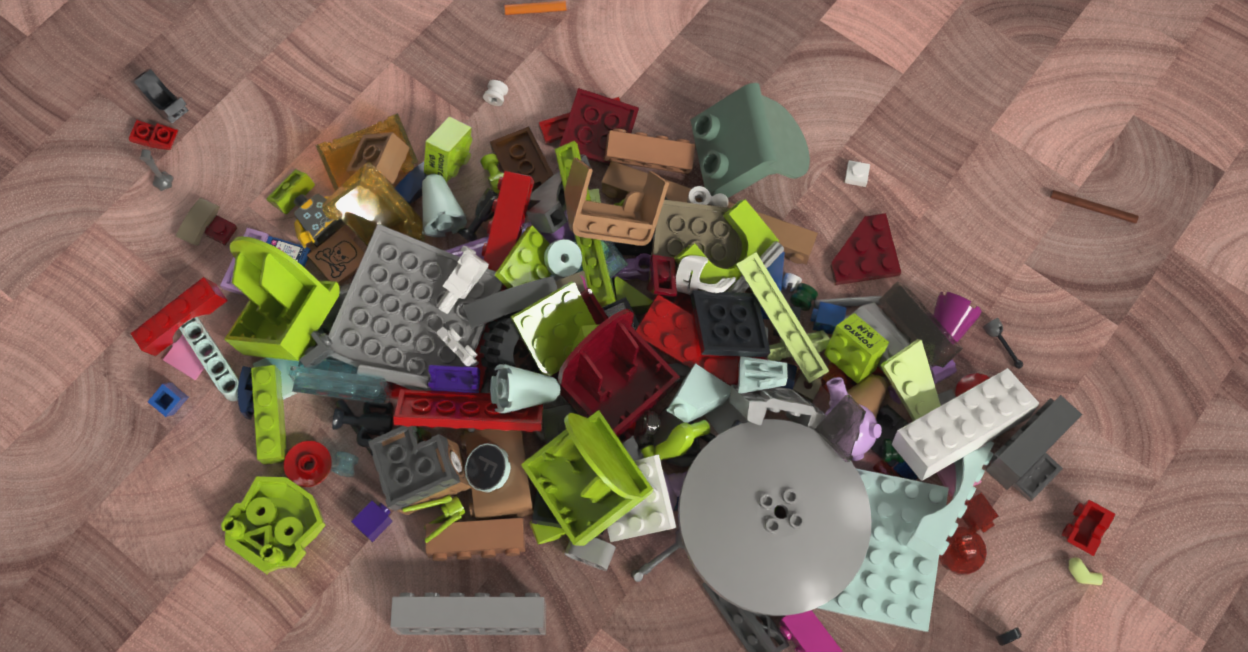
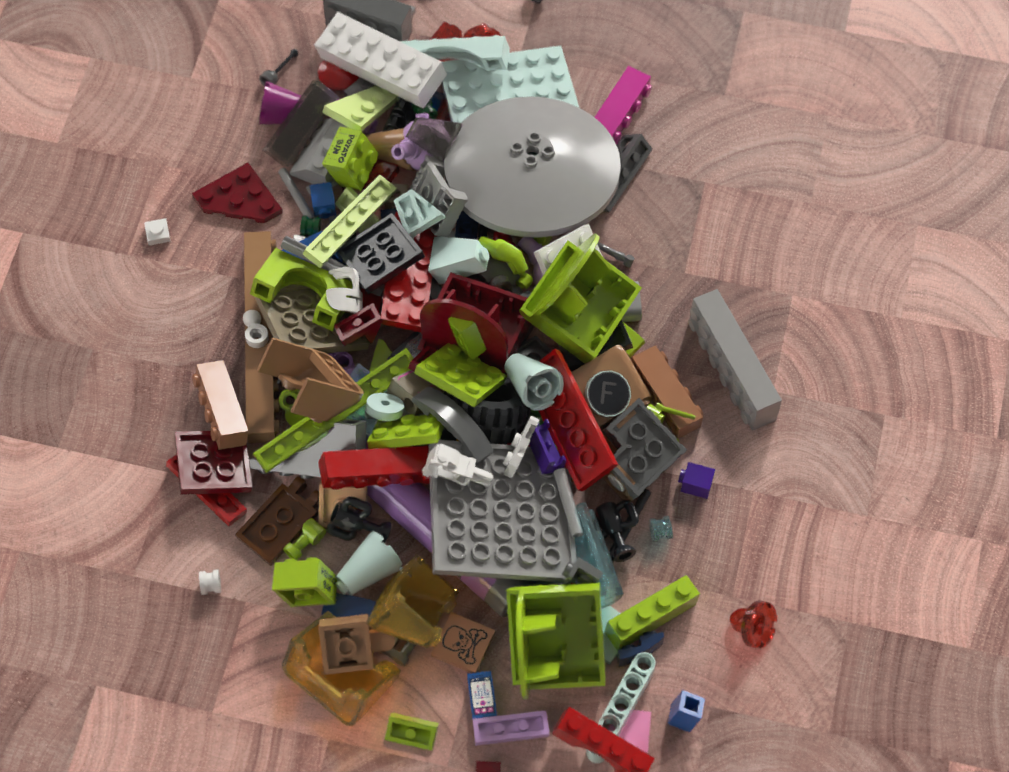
camera: 115 degrees left, 5 degrees down
(204, 498) = (756, 624): none -> clear red tile
(285, 508) = (726, 555): lime brick -> none
(300, 456) = (677, 549): red dish -> none
(311, 221) = (431, 678): torso -> none
(538, 7) = (83, 595): orange piece -> none
(746, 141) = (180, 321): sand green plate -> none
(1113, 212) = (108, 40): copper bar -> none

